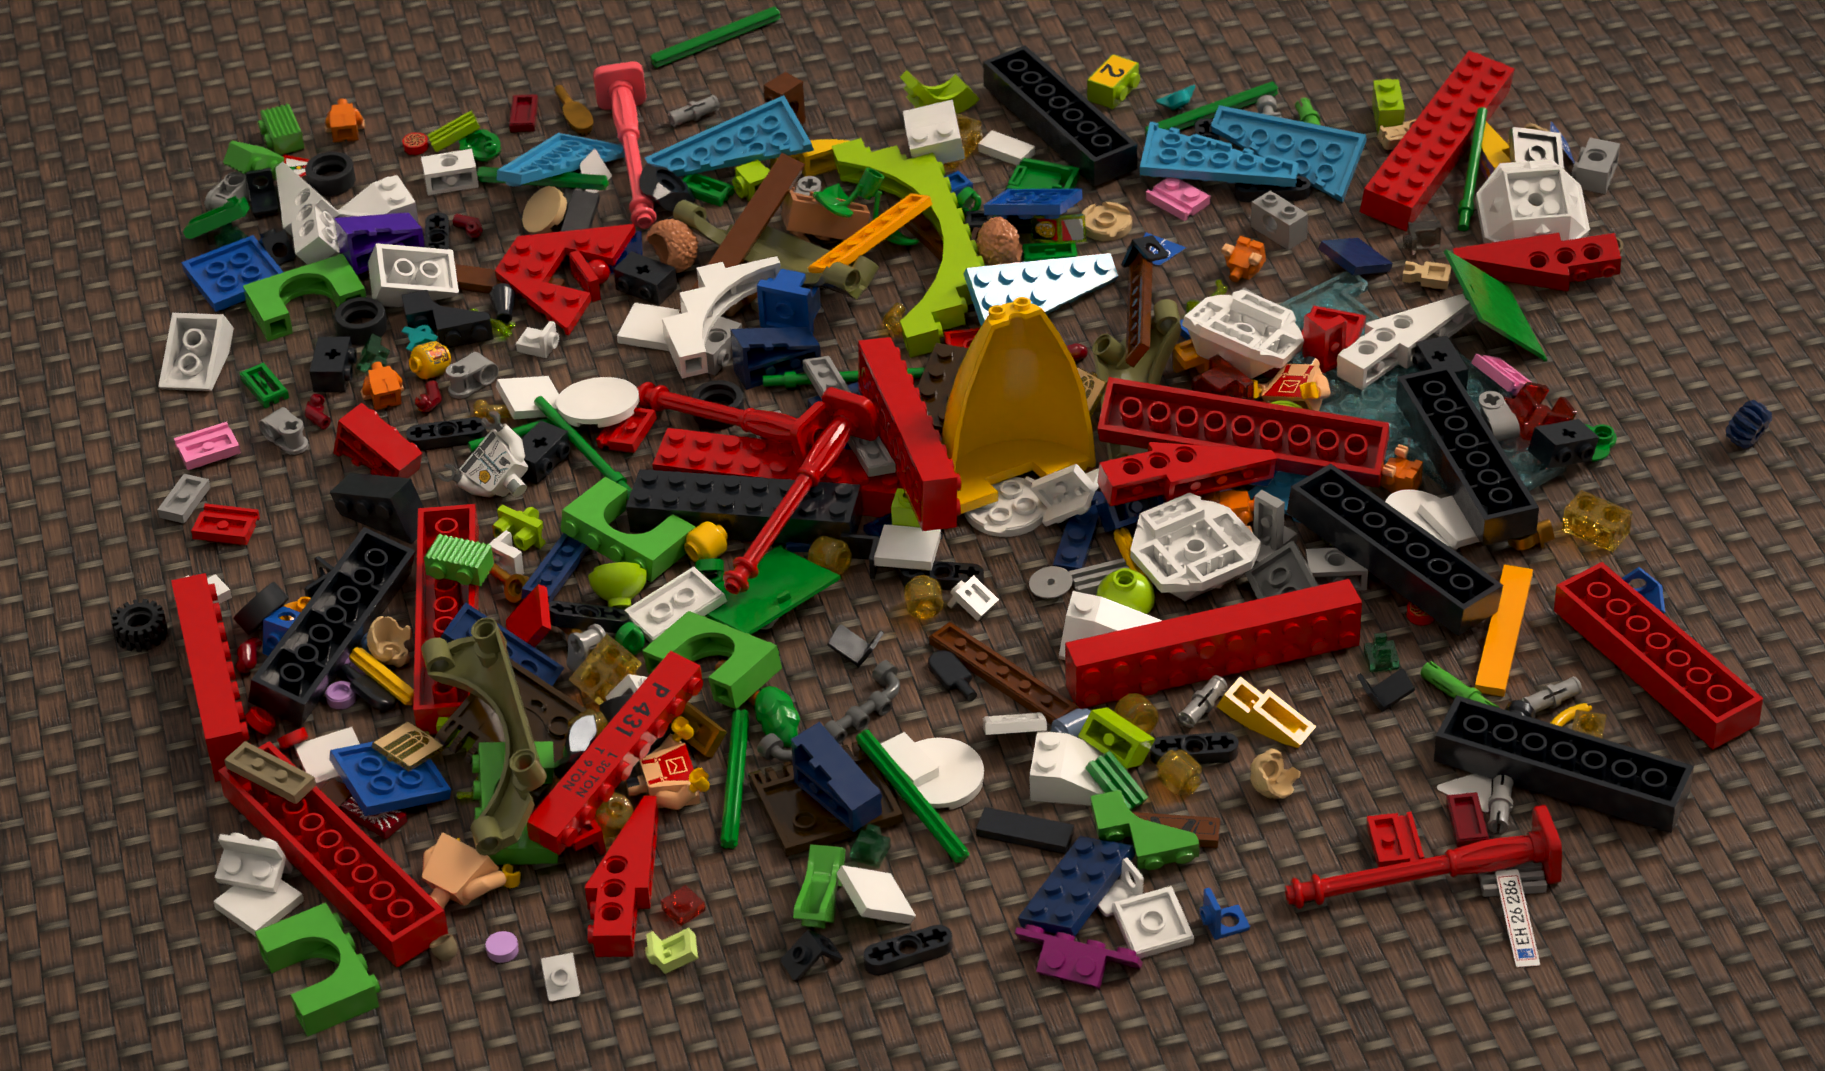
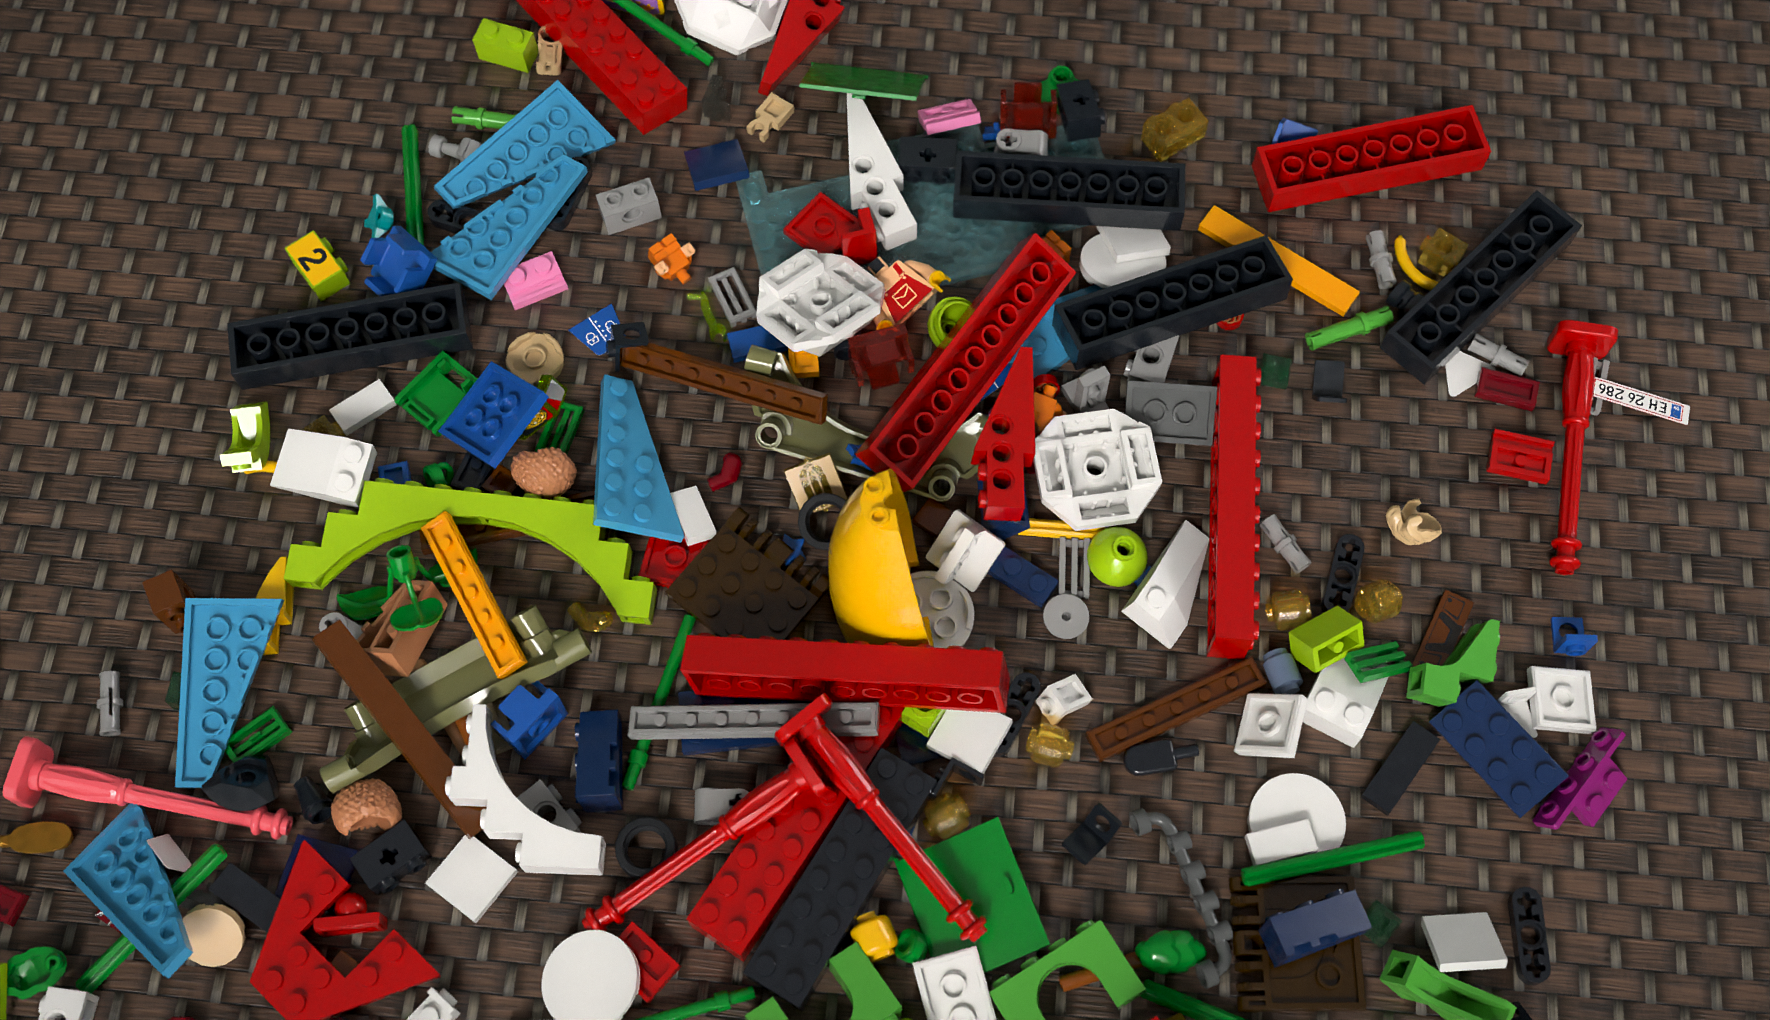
camera: 70 degrees left, 25 degrees up
(749, 178) = (281, 682): lime brick -> none
(1144, 113) = (398, 263): none -> blue panel
(1265, 714) = (1322, 498): yellow slope -> none

